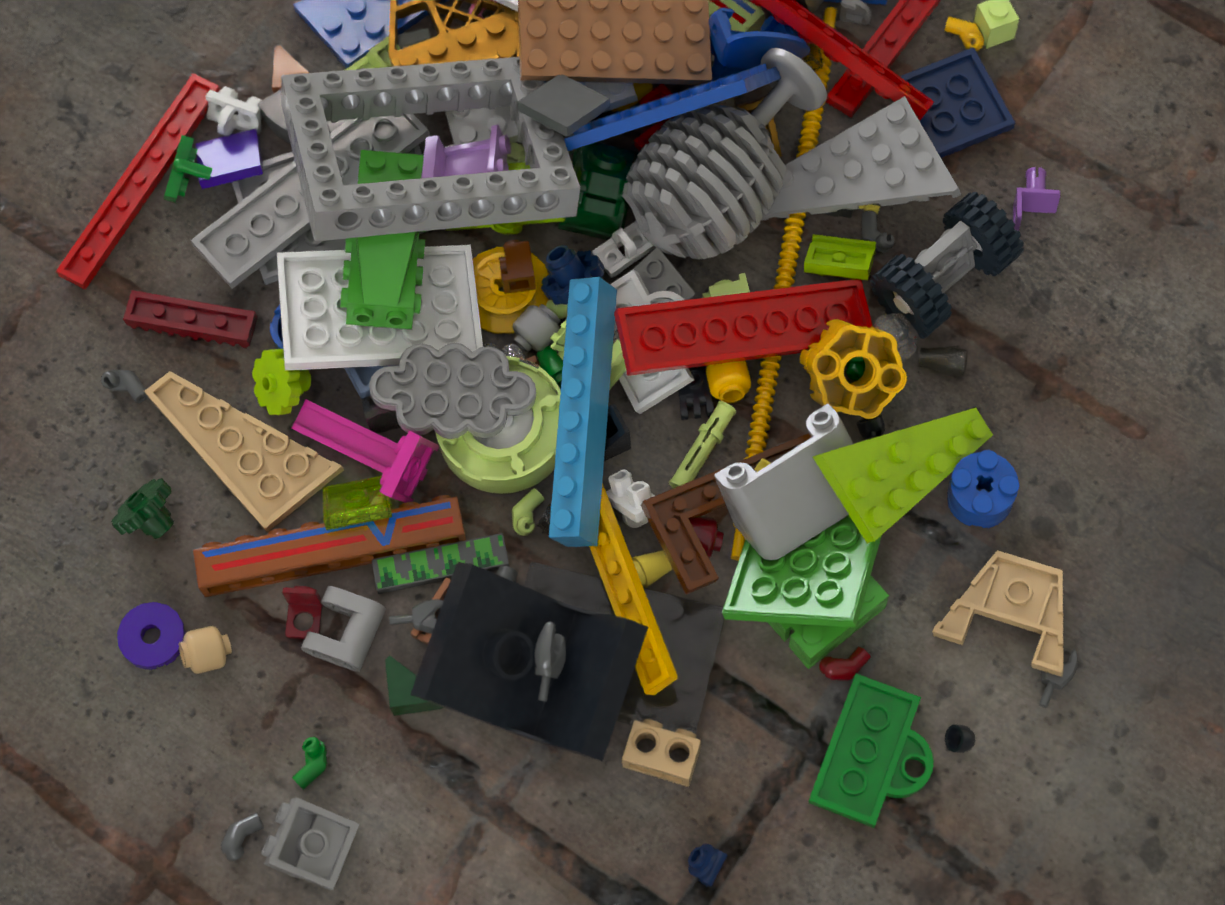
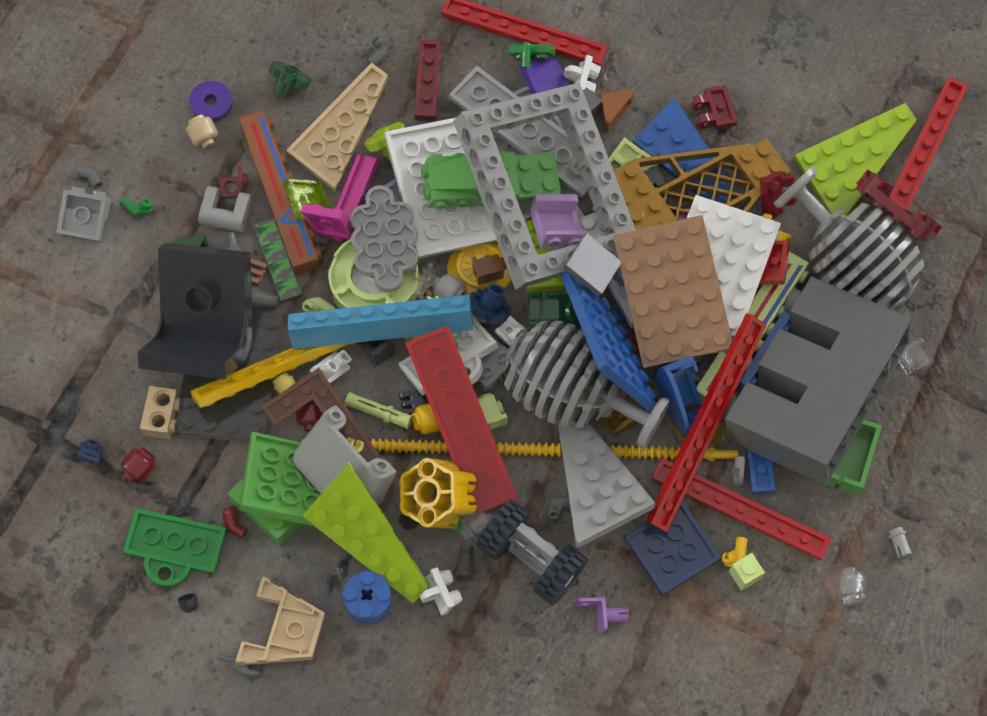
camera: 75 degrees right, 0 degrees up
(549, 657) = (203, 325): dark grey hand -> none
(740, 791) = (138, 465): none -> dark red head
(840, 257) = (533, 482): lime plate -> none
(992, 393) = (438, 591): none -> white hips

